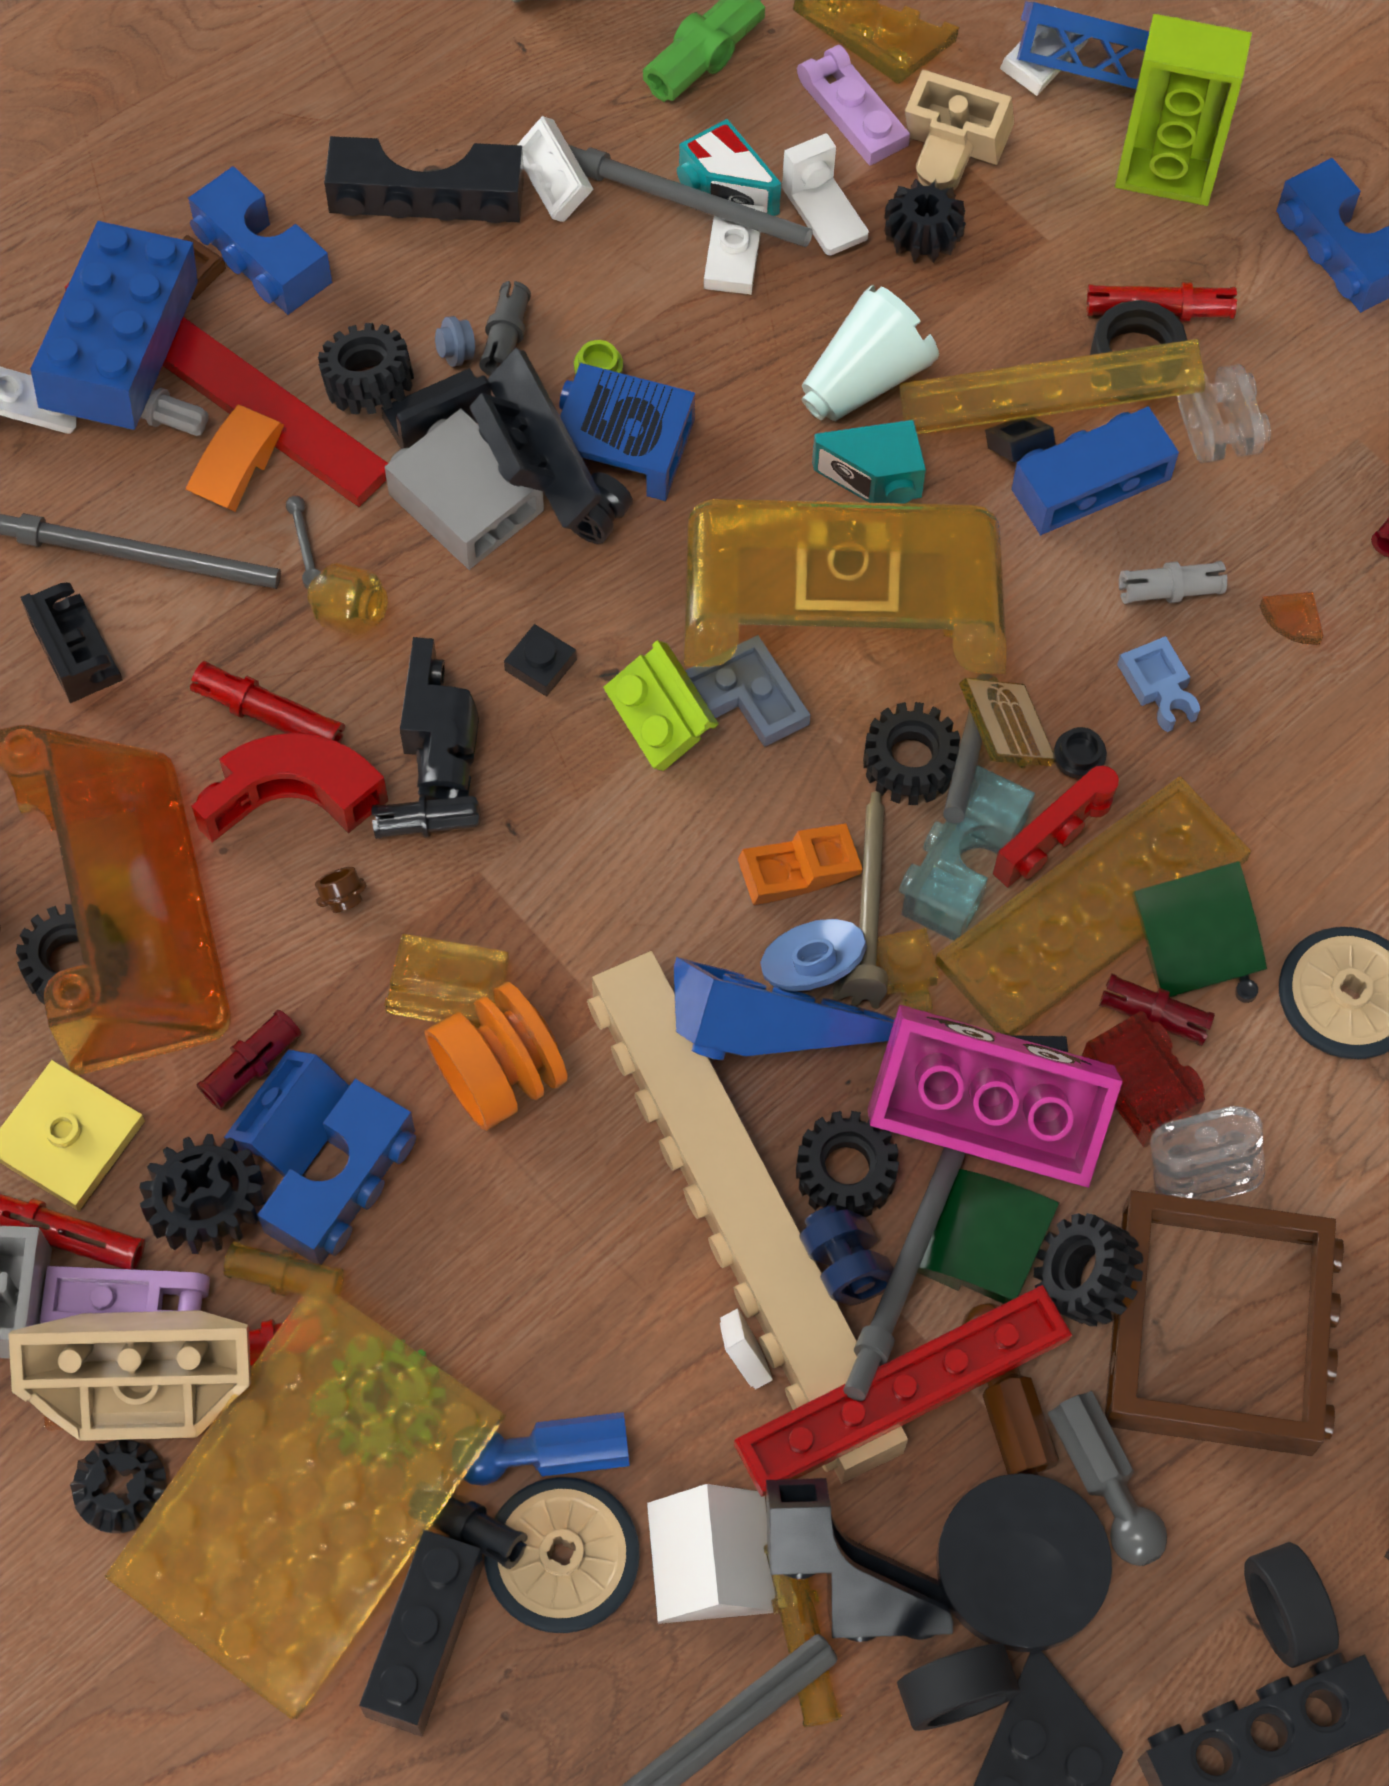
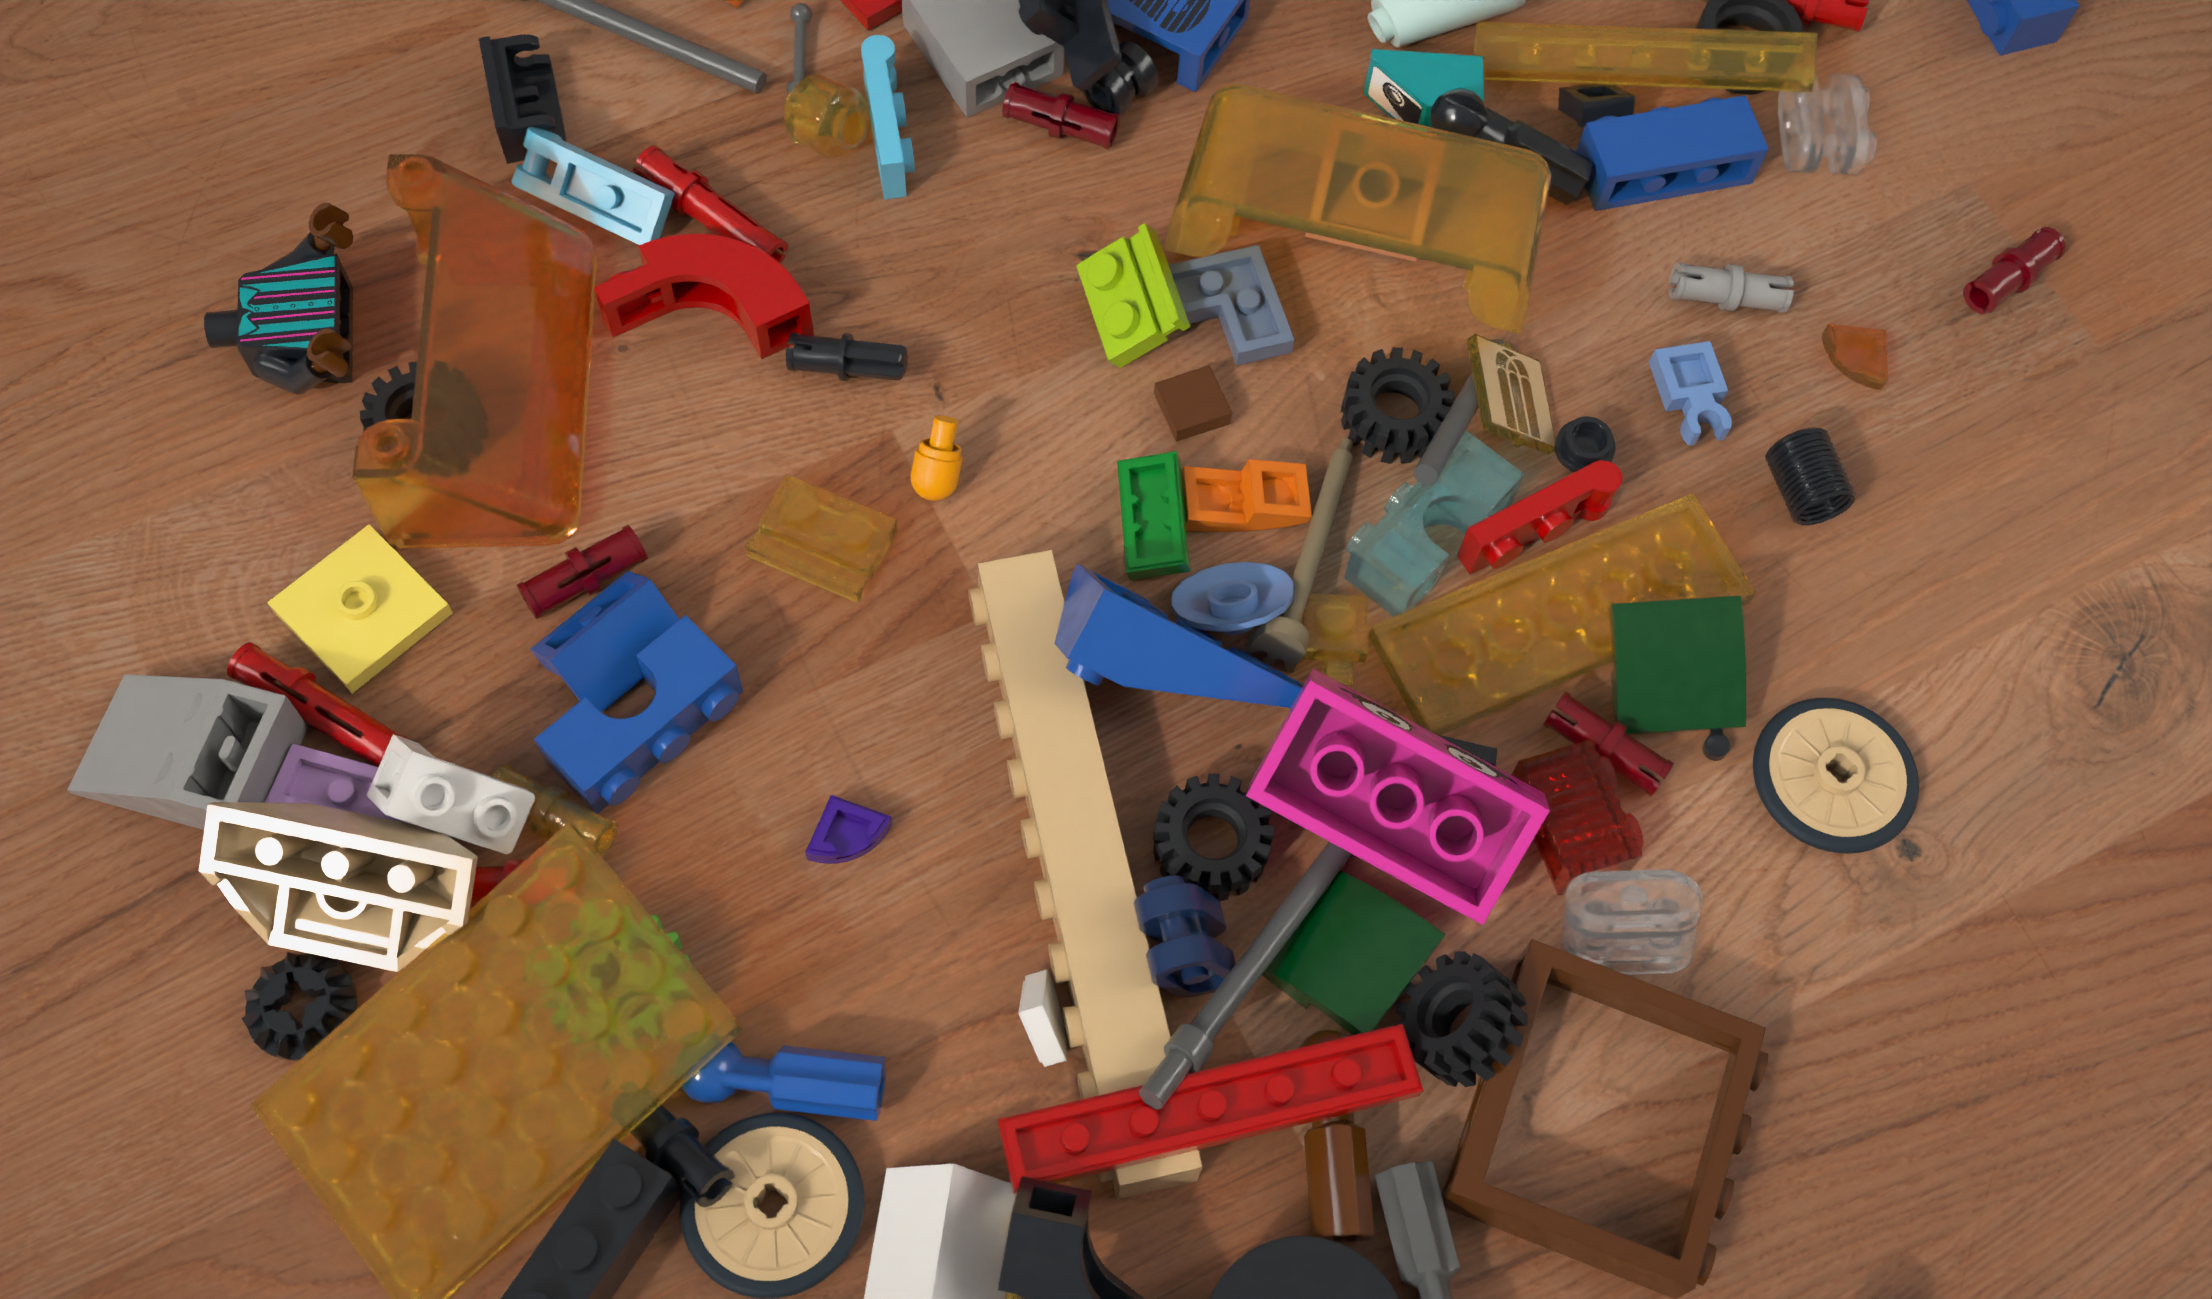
camera: 10 degrees right, 0 degrees up
(159, 712) = (592, 188): none -> medium azure plate
(198, 1280) = (449, 797): none -> white bracket
(202, 1193) = (485, 703): black gear -> none
(340, 889) = (732, 413): reddish brown plate -> none
(398, 581) = (886, 115): none -> medium azure plate
(437, 725) = (885, 263): black plate -> none
(504, 1051) = (849, 625): orange wheel -> none
(530, 892) = (937, 461): none -> light orange cylinder
(538, 1232) = (846, 832): none -> dark purple tile
(540, 660) = (1016, 223): black plate -> none
(553, 551) = (1061, 115): none -> dark red pin
(727, 898) = (1153, 516): none -> green plate
(735, 789) = (1192, 403): none -> reddish brown tile
(913, 483) = (1466, 114): none -> black piece
(1275, 738) = (1810, 476): none -> black piece

